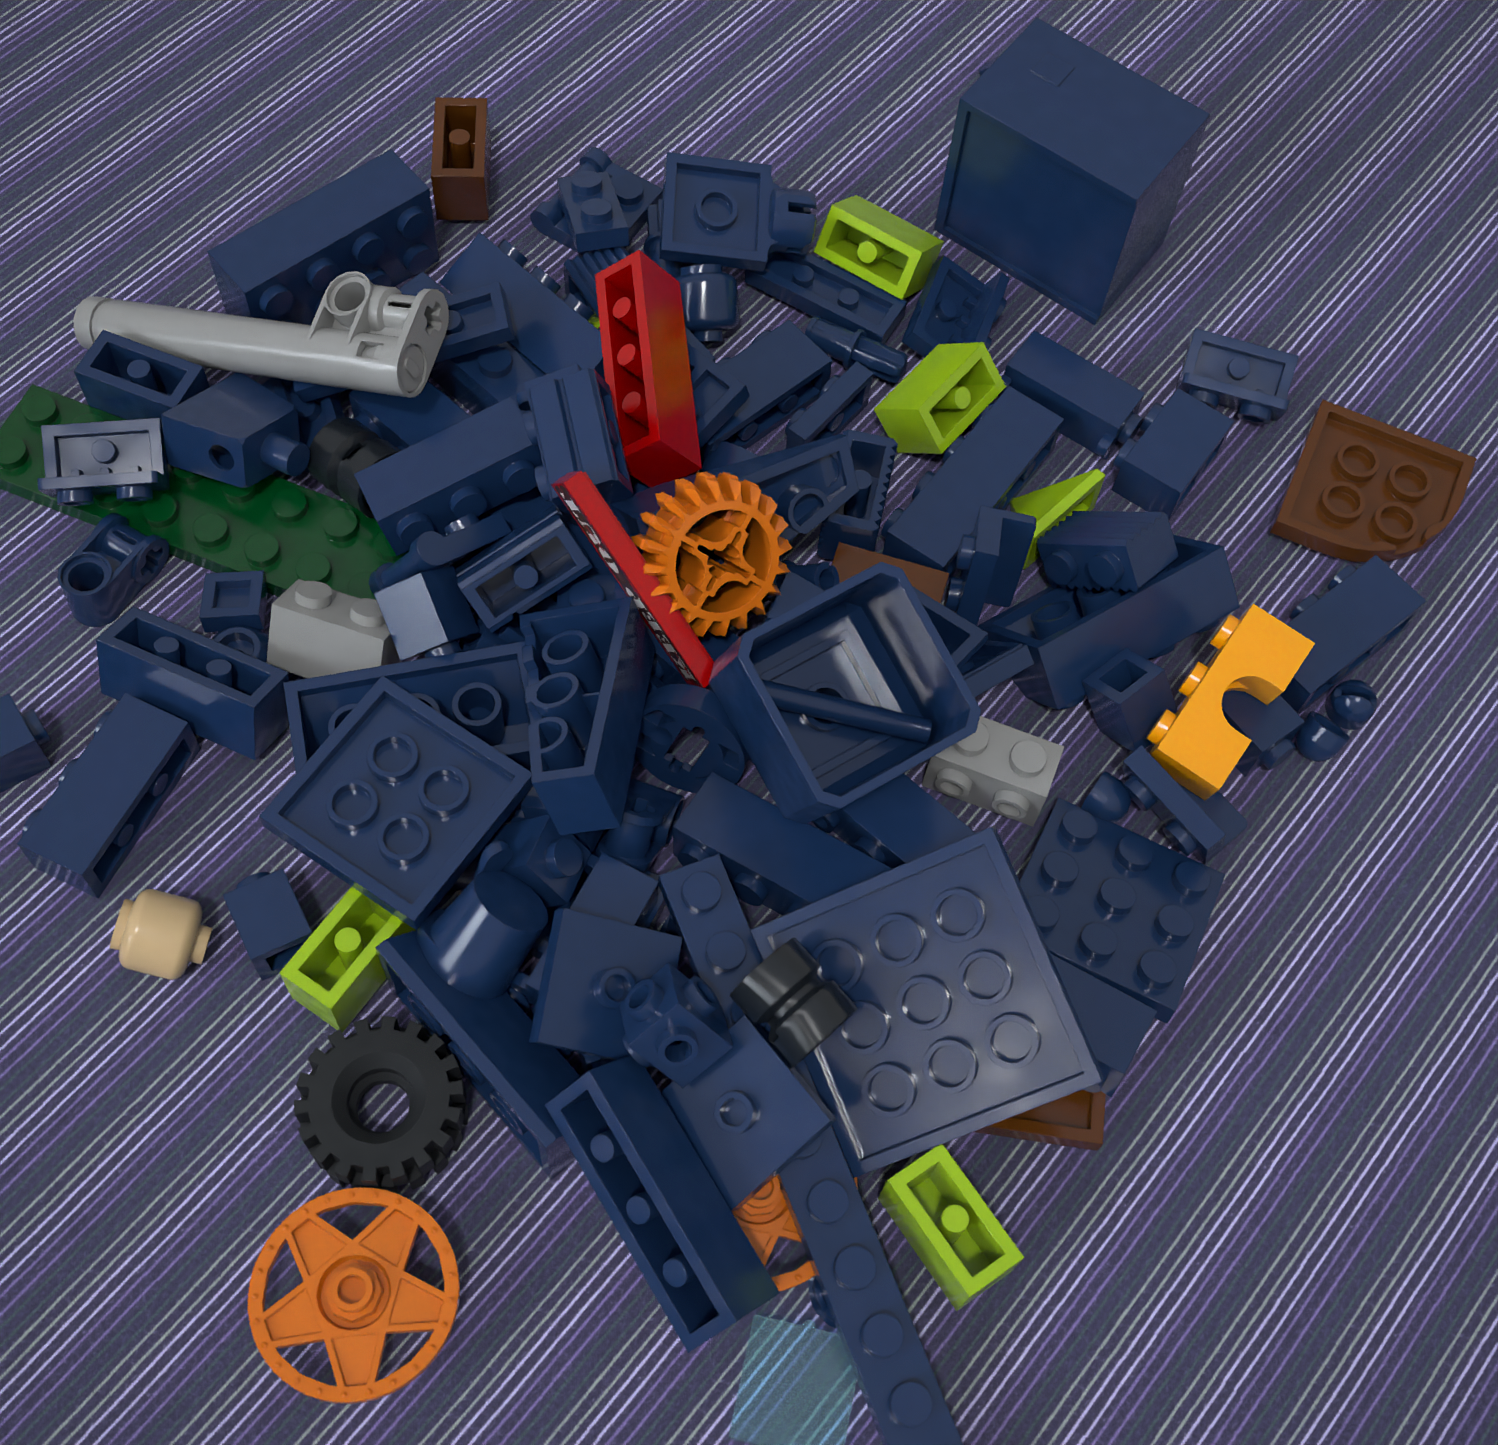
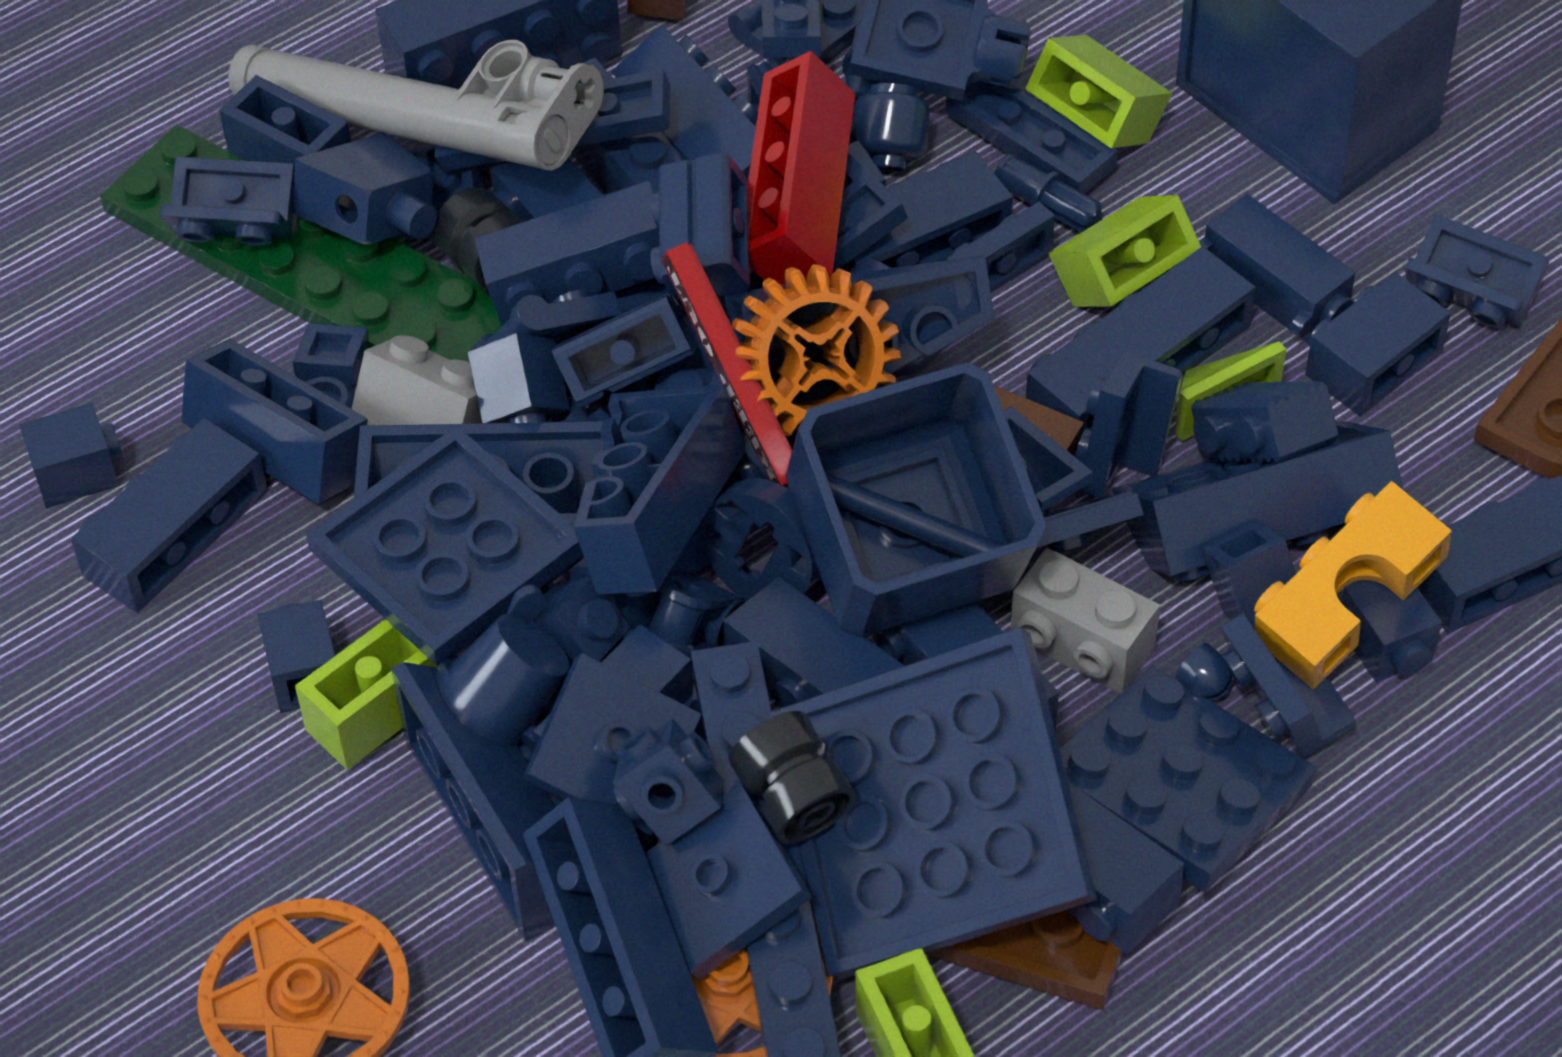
camera: 20 degrees right, 10 degrees down
(116, 564) = (215, 306): dark blue piece -> none
(160, 934) = (189, 647): tan head -> none
(353, 1067) = (366, 795): black tyre -> none
(860, 517) = (1020, 328): dark blue brick -> none
(954, 308) = (1169, 162): dark blue bracket -> none
(1320, 738) = (1467, 651): dark blue hinge -> none
(1353, 709) = (1517, 625): dark blue hinge -> none

